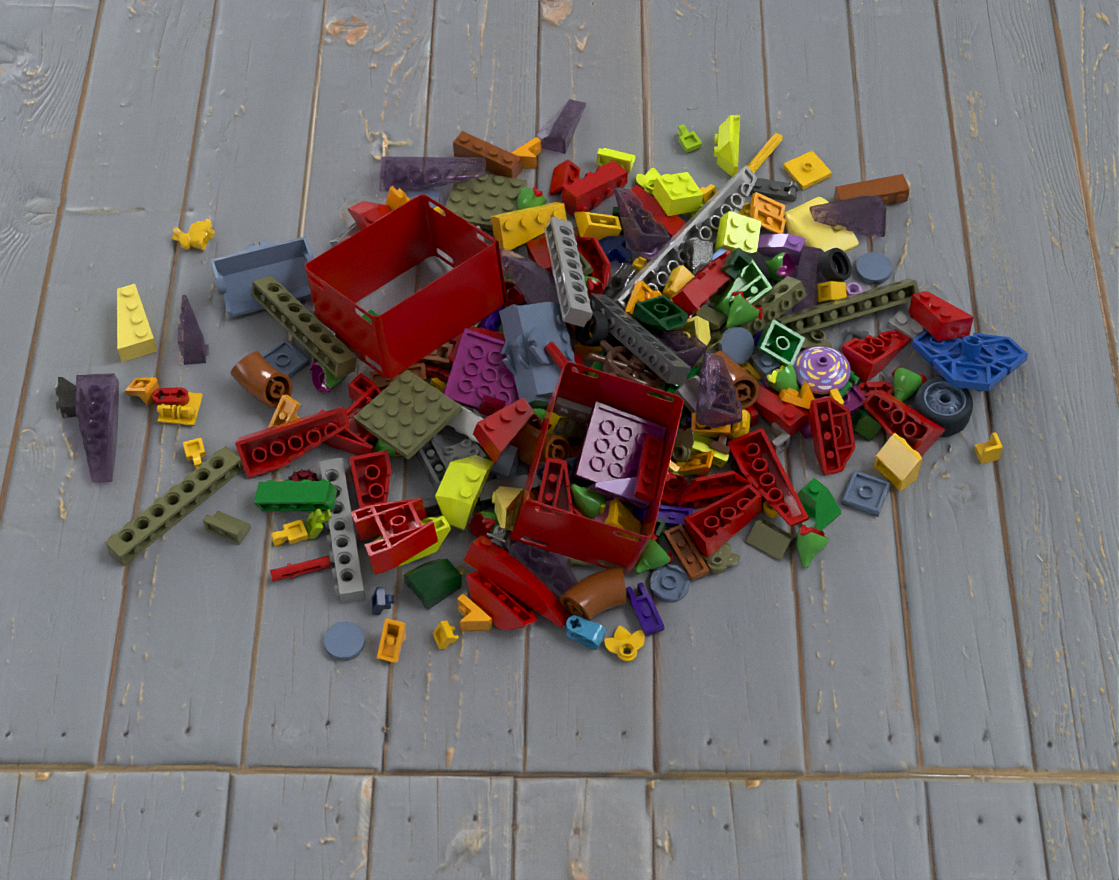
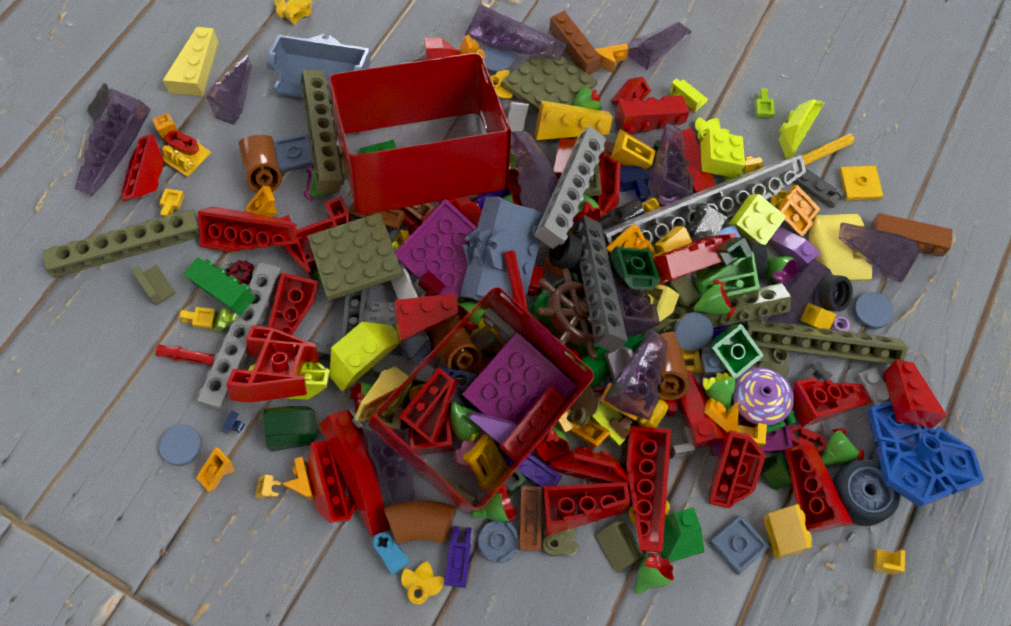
camera: 25 degrees right, 10 degrees up
(148, 435) = (143, 169): none -> red wedge

